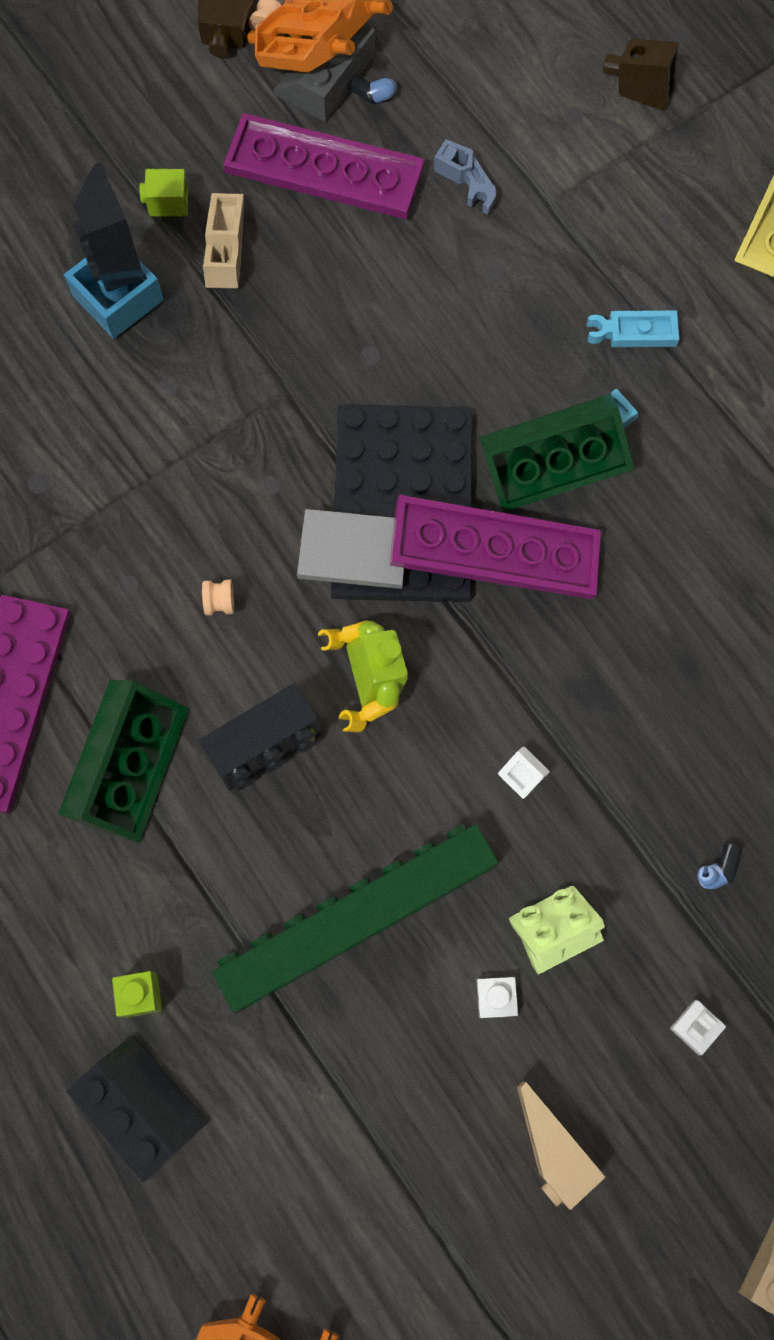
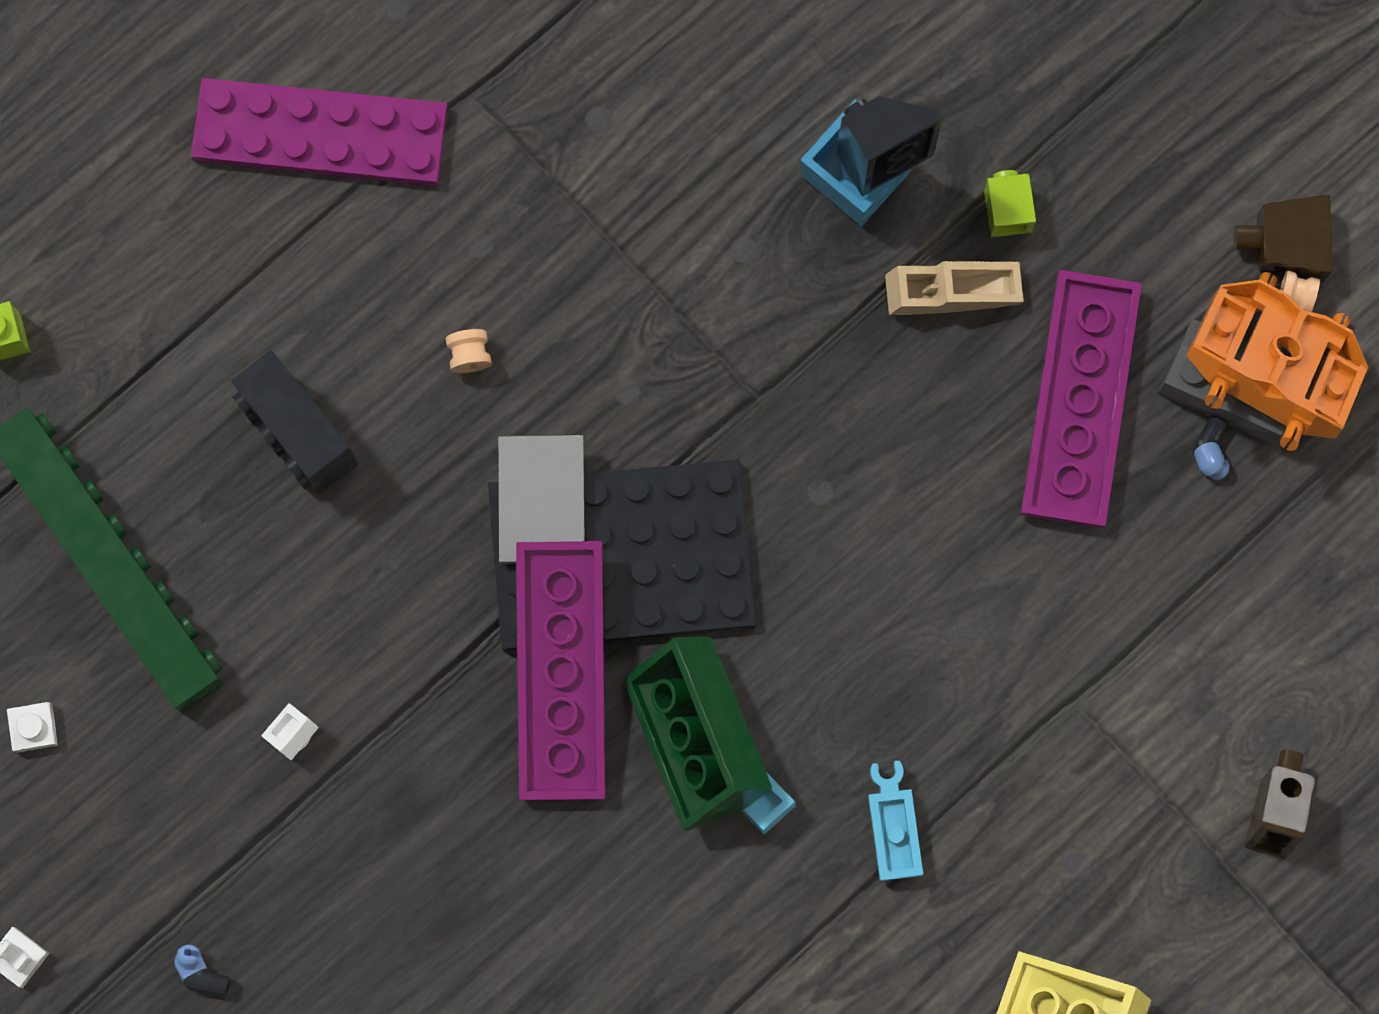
camera: 85 degrees right, 5 degrees up
(124, 760) = (260, 275): dark green slope -> none
(376, 669) = (396, 543): lime torso -> none
(471, 173) = (1083, 602): sand blue piece -> none
(557, 928) = (112, 784): yellowish green bracket -> none

